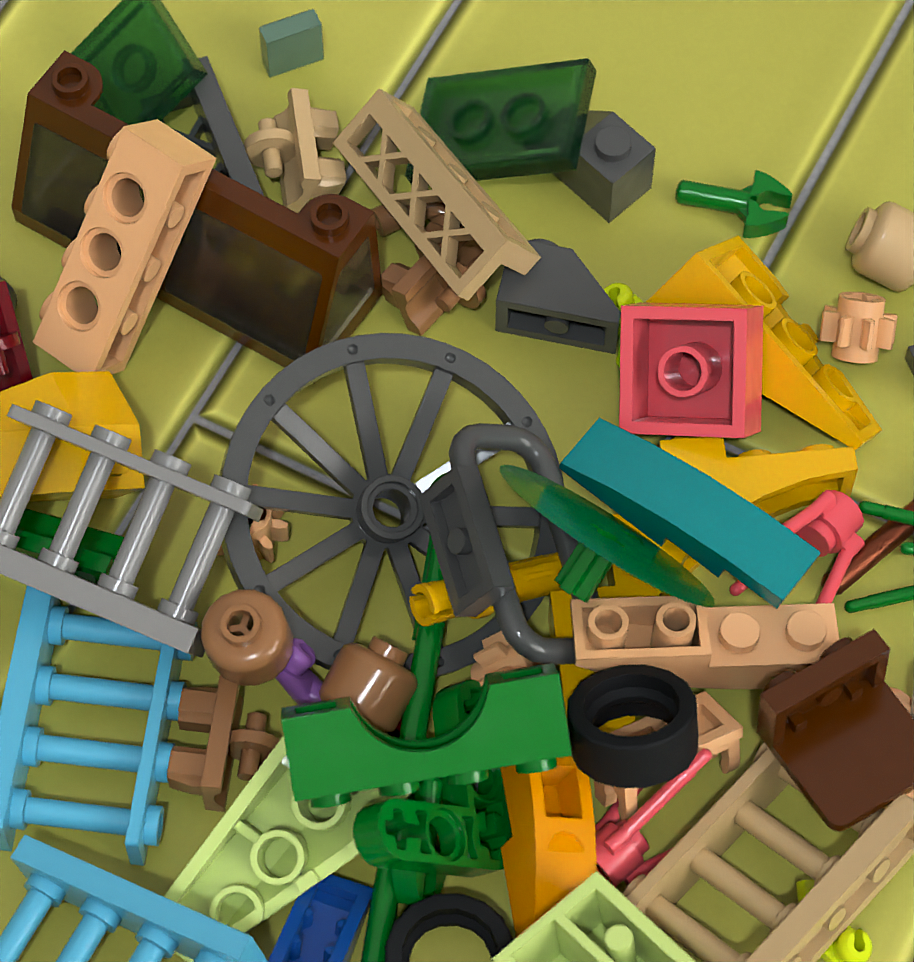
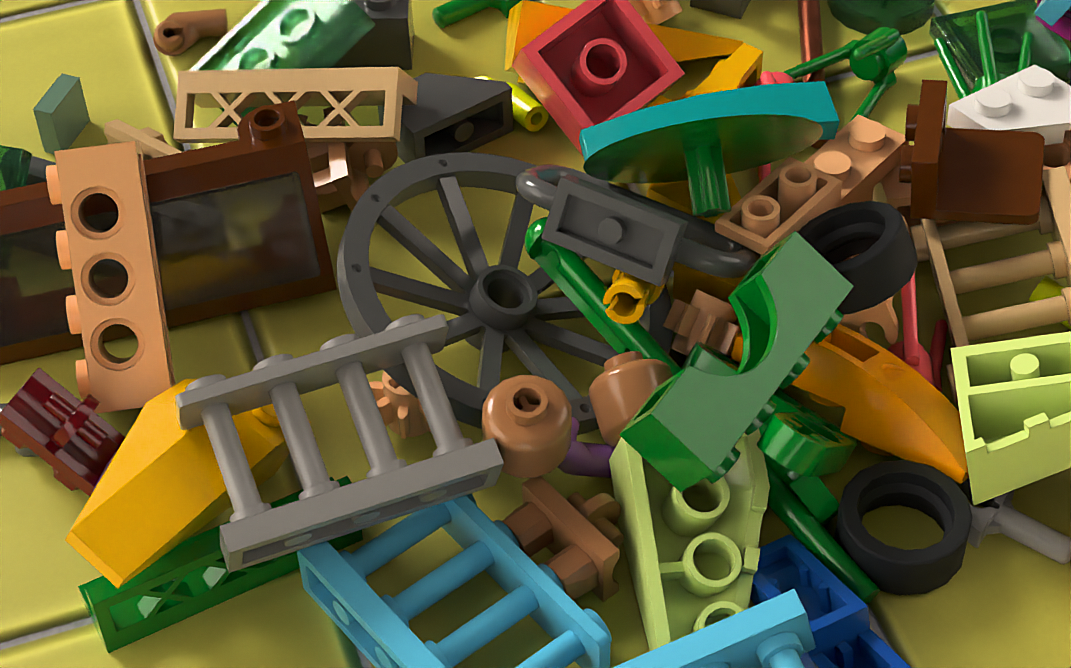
camera: 45 degrees left, 15 degrees down
(476, 31) = (184, 29): none -> medium nougat arm

